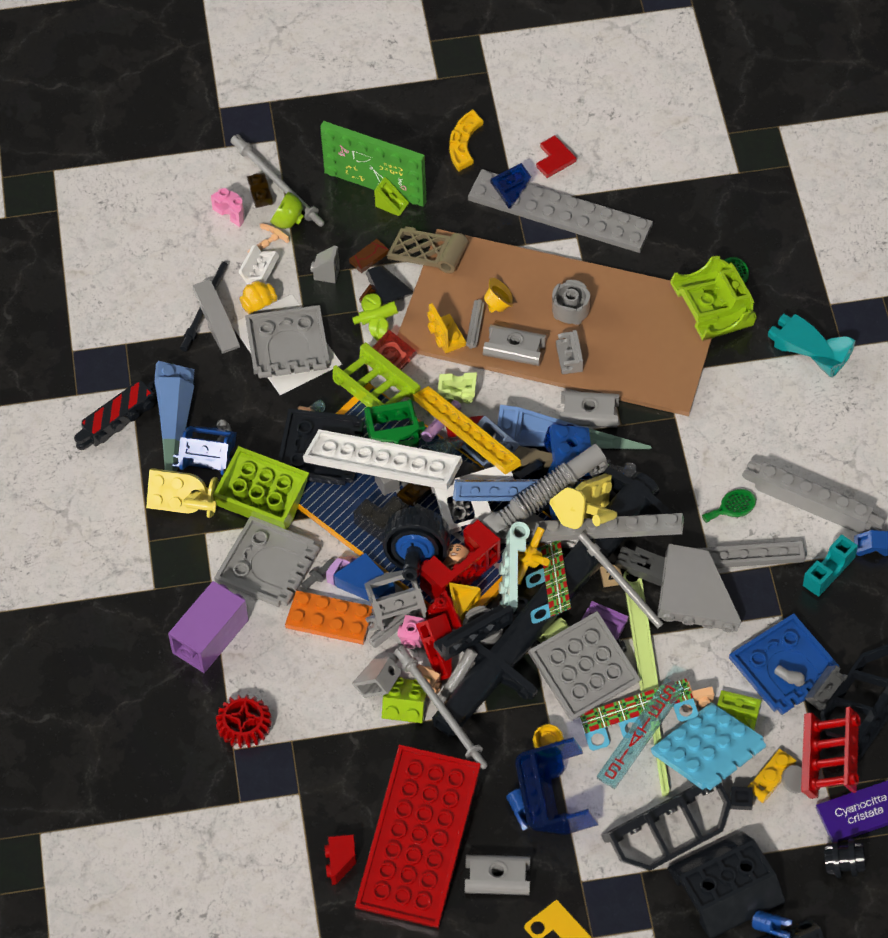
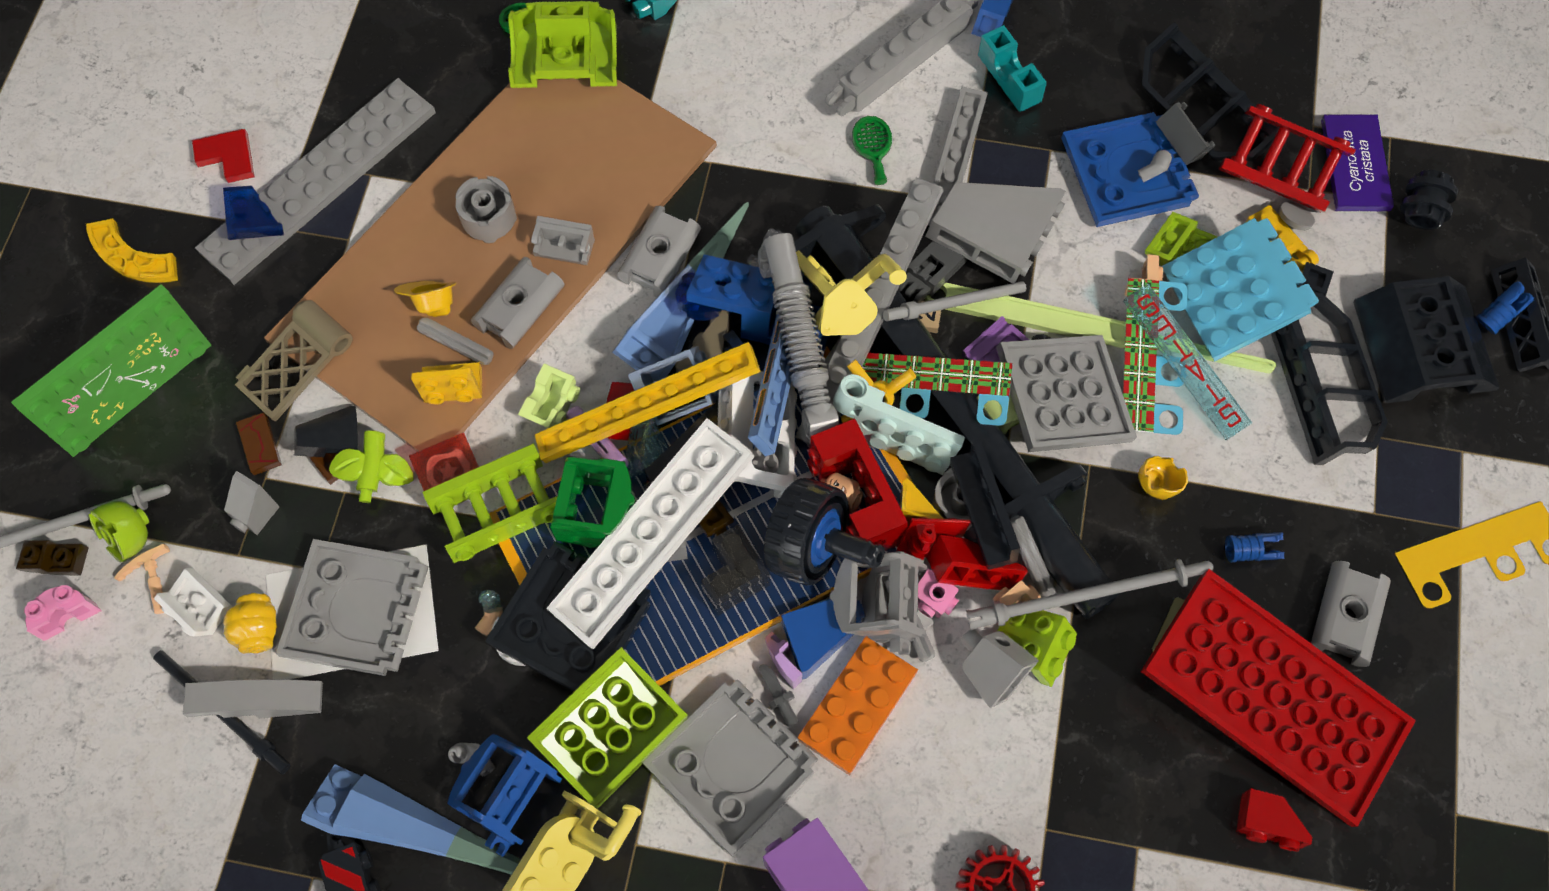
camera: 70 degrees left, 10 degrees up
(389, 198) = (177, 380): lime slope -> none
(534, 772) = (1289, 520): clear blue windscreen -> none

